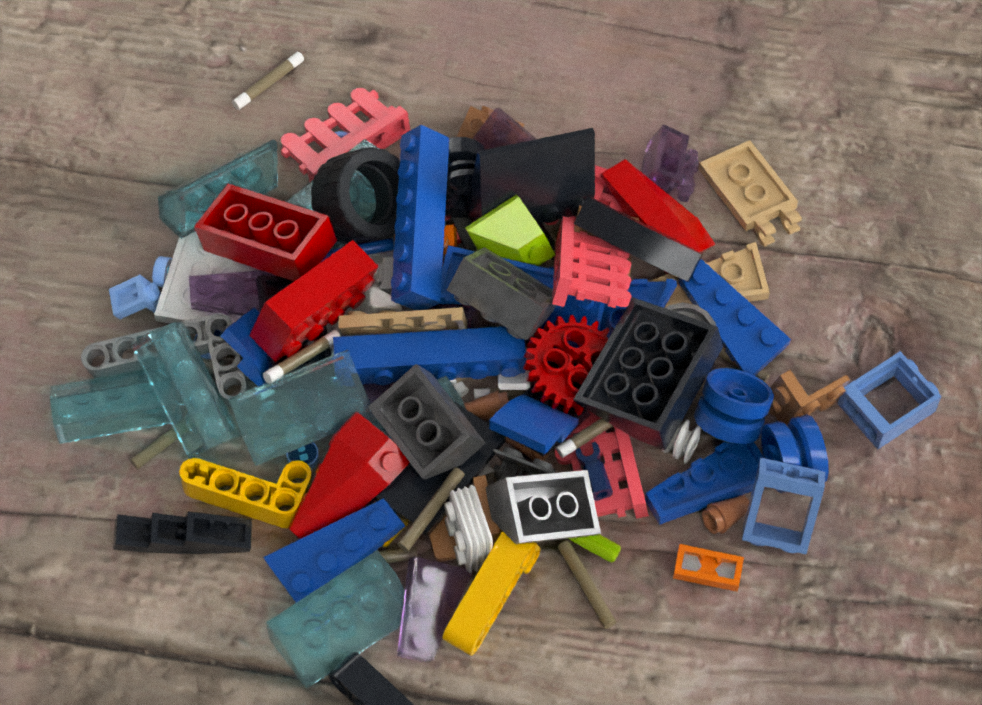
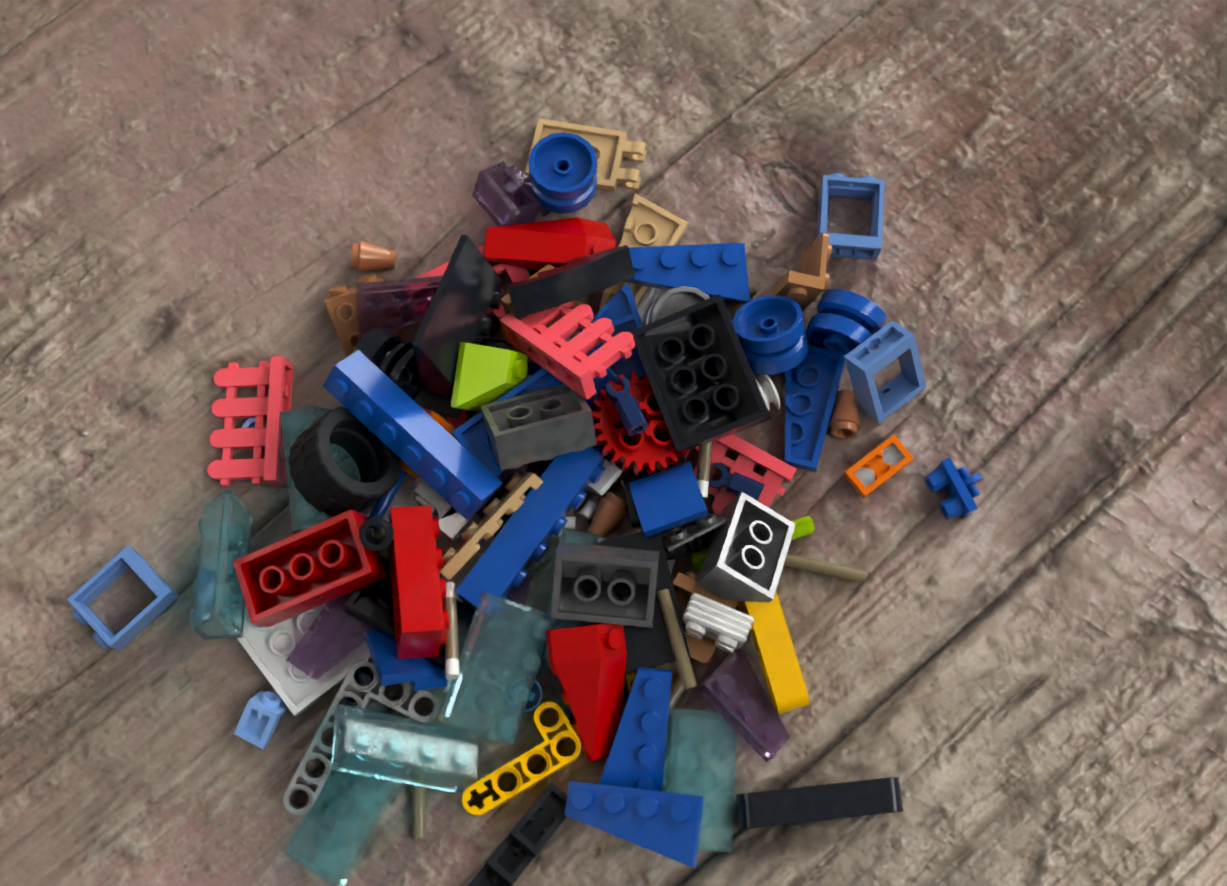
camera: 50 degrees left, 15 degrees up
(151, 131) = (103, 579): none -> medium blue window
(160, 270) = (255, 676): light blue tile -> none
(268, 80) = (139, 439): dark tan bar -> none
(275, 587) = (648, 818): none -> blue wing
(324, 242) = (368, 537): none -> black cone
(535, 114) = (372, 257): none -> nougat cone
(572, 338) = (627, 408): none -> dark blue bar
(717, 177) = (563, 172): none -> blue wheel
(734, 647) = (960, 487): none -> blue hips

